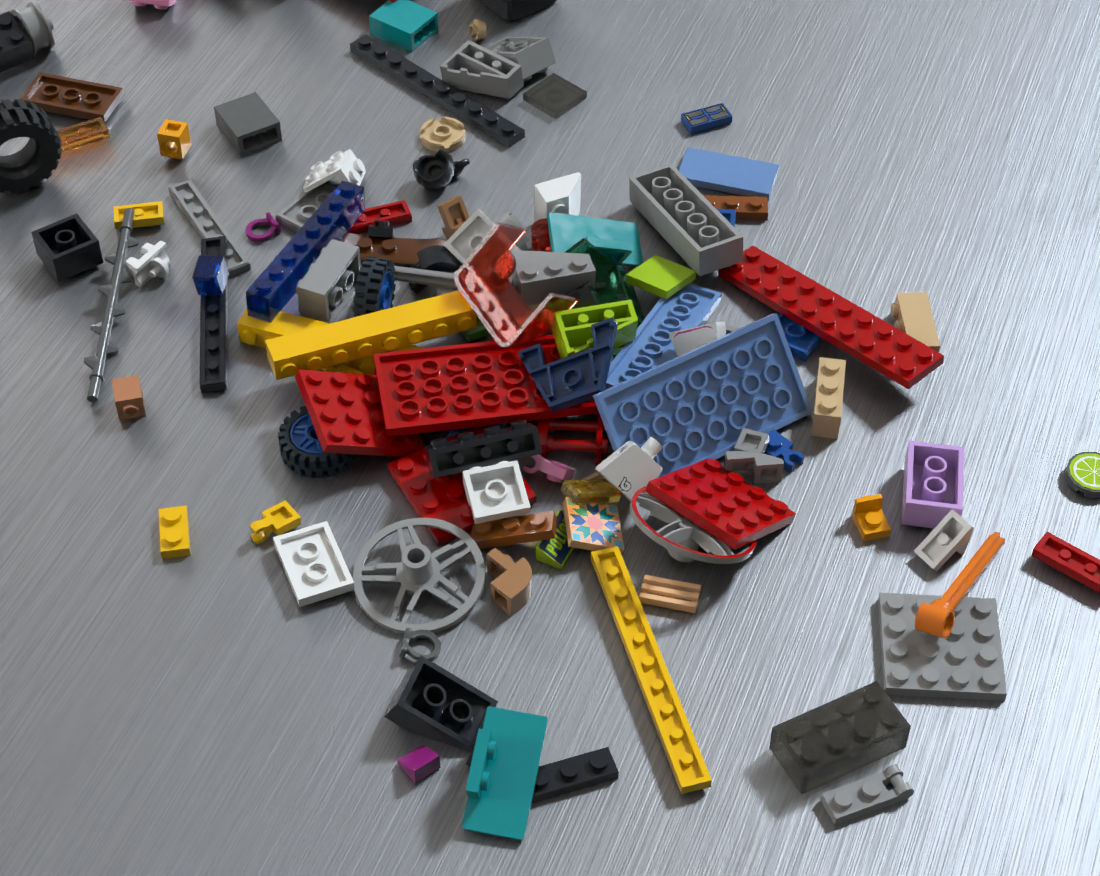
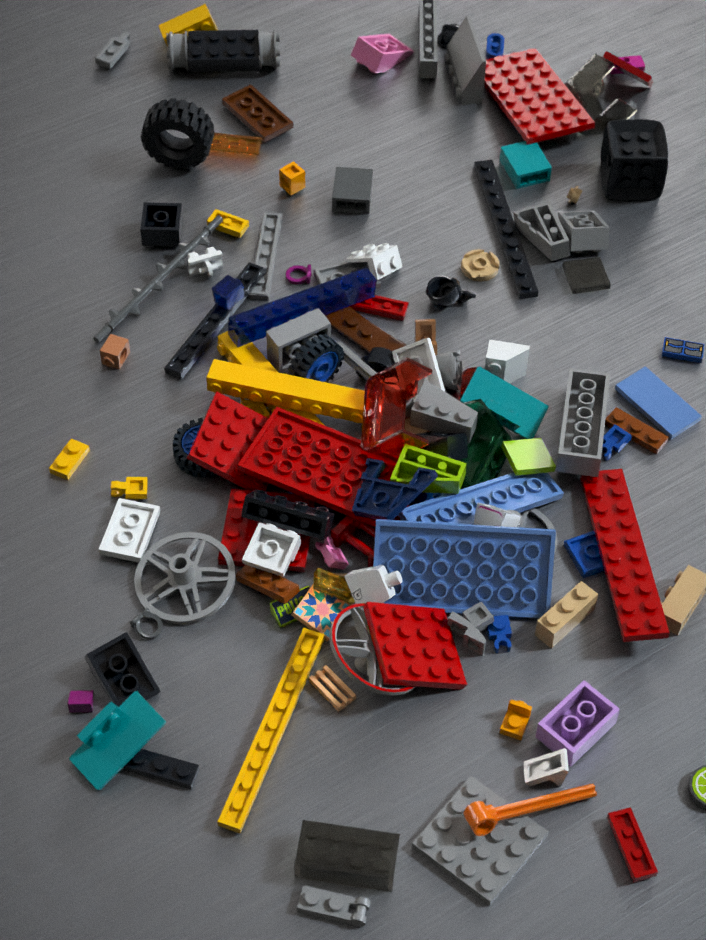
camera: 35 degrees right, 5 degrees up
(381, 229) = (372, 317): black plate -> none
(513, 581) = (237, 620): medium nougat brick -> none

